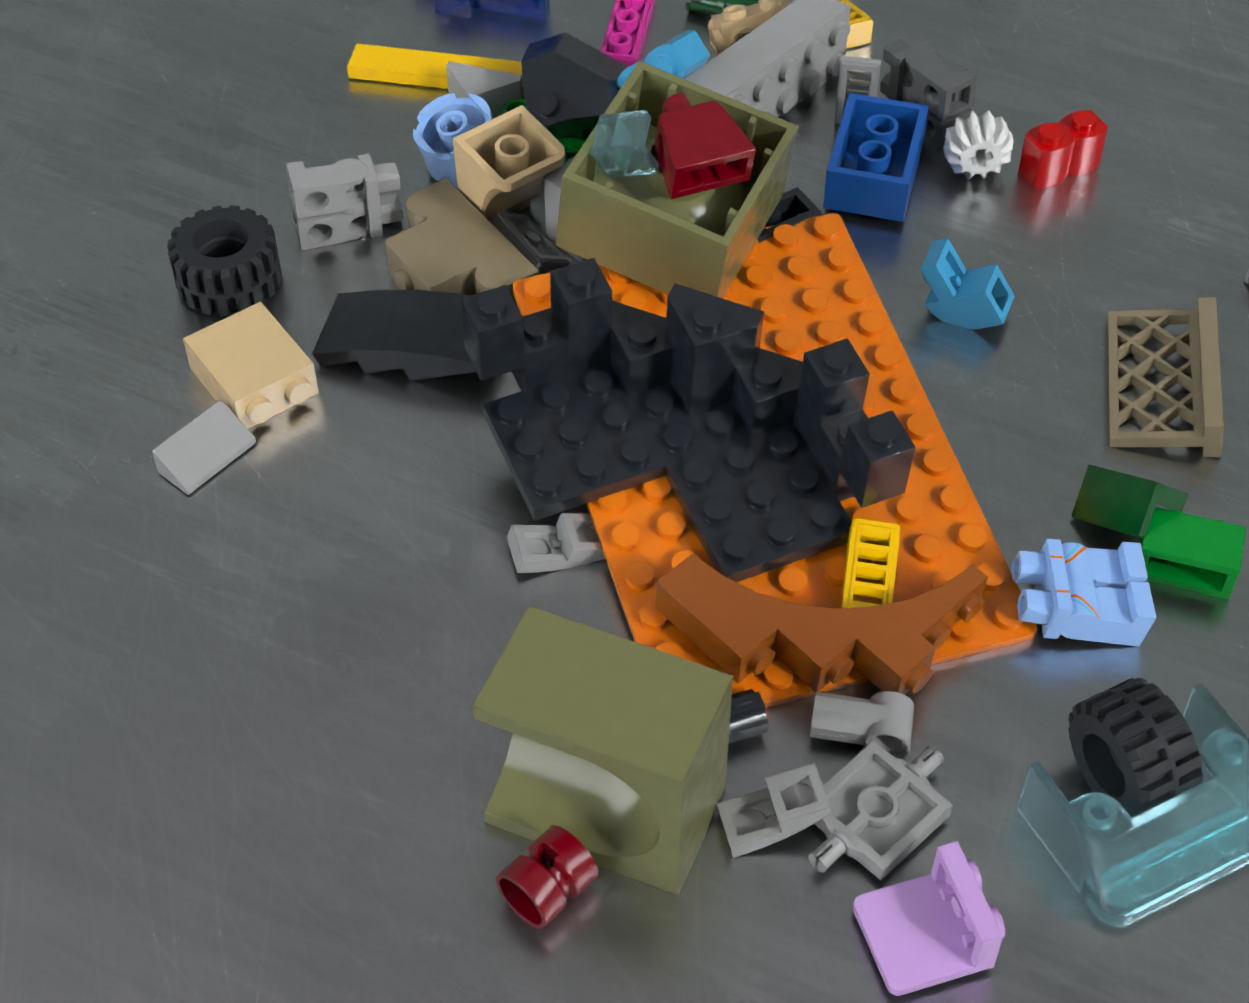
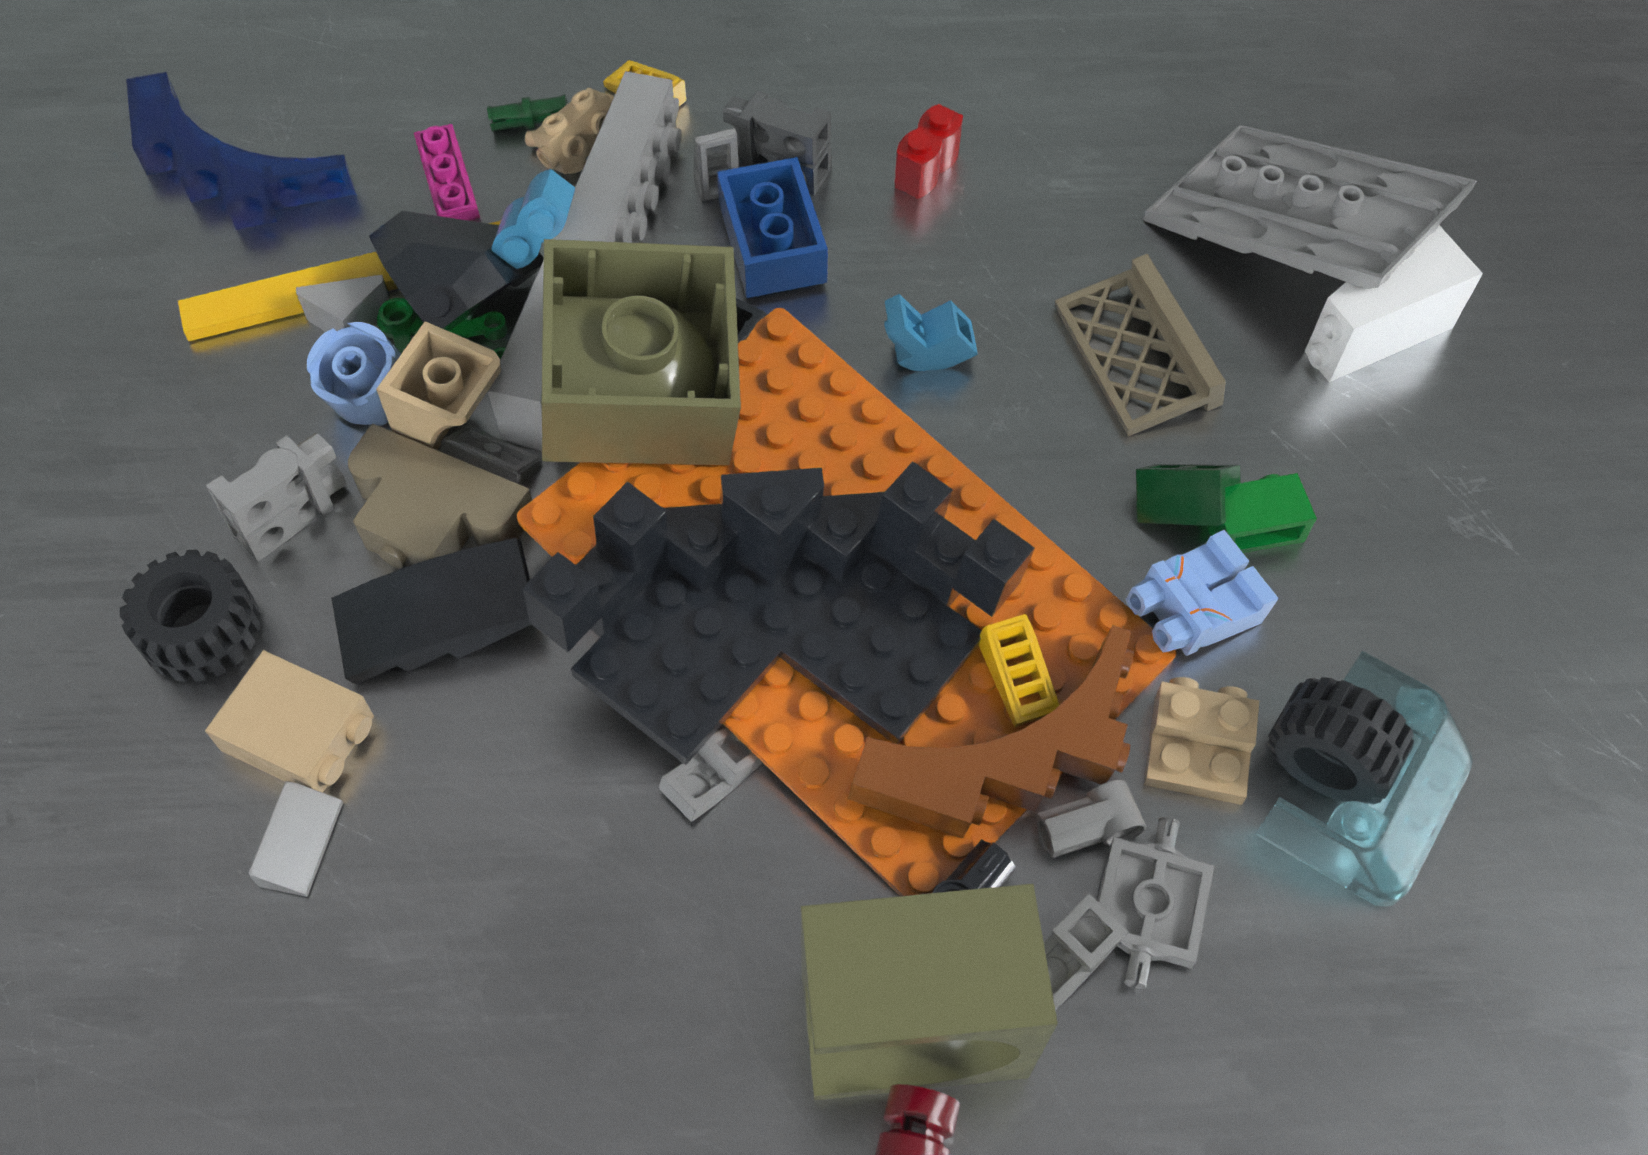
camera: 30 degrees left, 10 degrees up
(621, 144) = (584, 339): clear light blue panel -> none
(700, 147) = (658, 312): dark red torso -> none
(931, 925) = (1263, 993): lavender bracket -> none
(978, 144) = (856, 177): white gear -> none
(1011, 707) = (1201, 740): none -> tan plate

